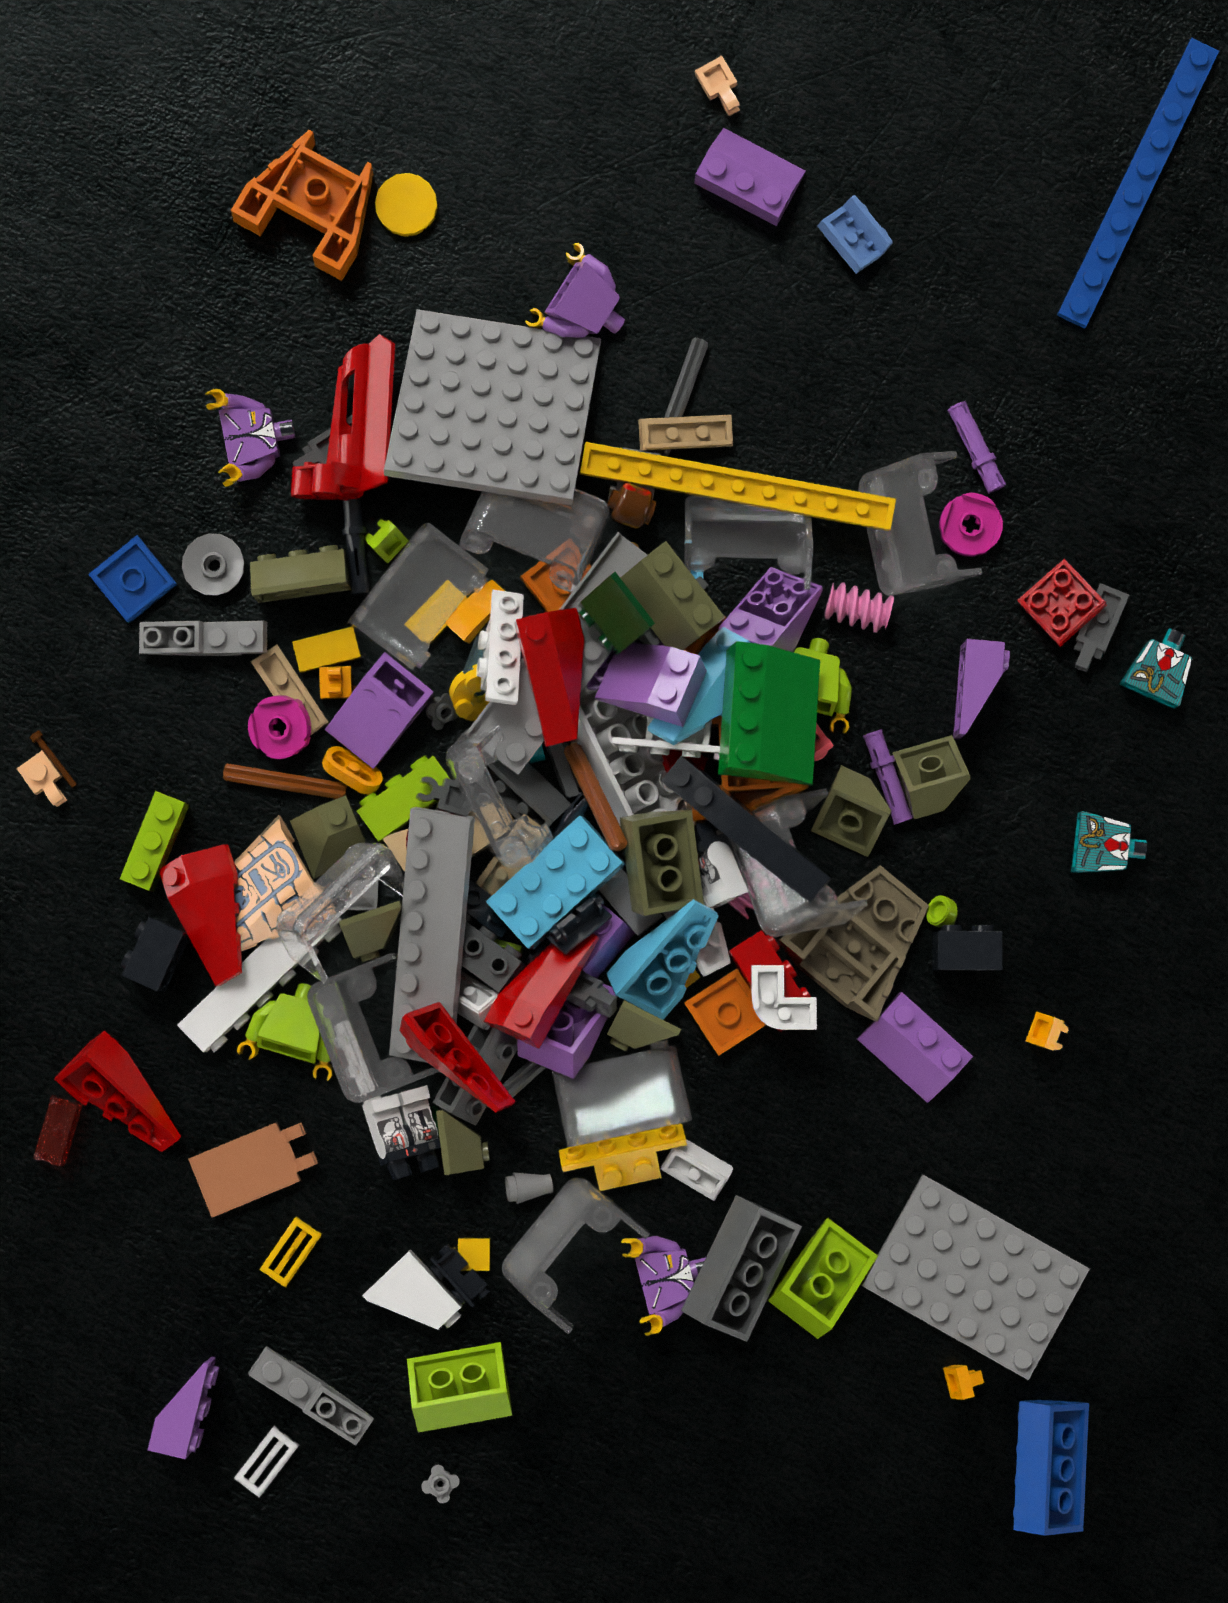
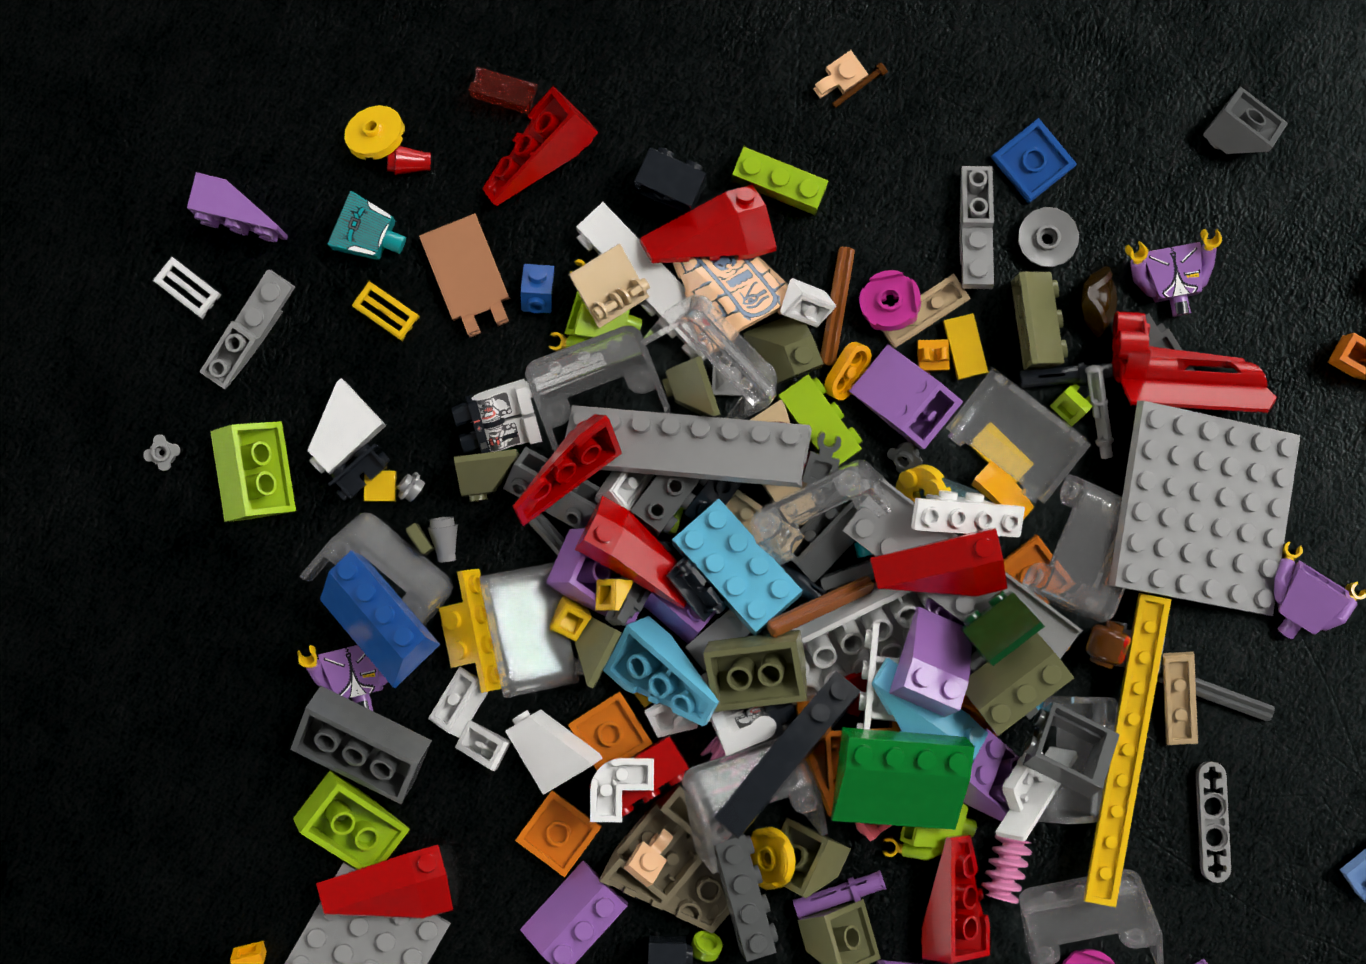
camera: 90 degrees right, 0 degrees up
(97, 363) = (1245, 126): none -> dark grey slope
(112, 1257) = (374, 132): none -> yellow plate
(132, 1231) = (408, 160): none -> red cone
(206, 1273) = (365, 230): none -> teal torso
(265, 1016) = (609, 285): none -> tan hinge
(267, 1093) = (537, 288): none -> blue bracket
(279, 512) = (1099, 300): none -> dark brown hat
(283, 812) = (806, 303): none -> white slope
(391, 512) = (1100, 410): none -> light grey piece
(474, 1222) = (410, 486): none -> light grey plate
(529, 1211) = (419, 539): none -> olive tile
(584, 1010) = (611, 593): none -> yellow slope
(610, 1053) = (570, 618): none -> yellow slope
(611, 1252) = (376, 618): none -> blue slope
(716, 531) = (1098, 764): none -> dark grey window
(740, 1143) = (483, 745): none -> white slope
(744, 1073) = (550, 749): none -> white slope
(777, 581) = (1029, 795): none -> white bracket
(809, 393) = (1219, 820): none -> light grey beam
(829, 1064) = (558, 833): none -> orange plate
(851, 847) = (773, 856): none -> yellow plate
(855, 972) = (646, 859): none -> light nougat plate
(885, 1224) = (398, 887): none -> red wedge
(891, 873) = (744, 898): none -> dark grey brick
(909, 660) = (954, 917): none -> red wedge

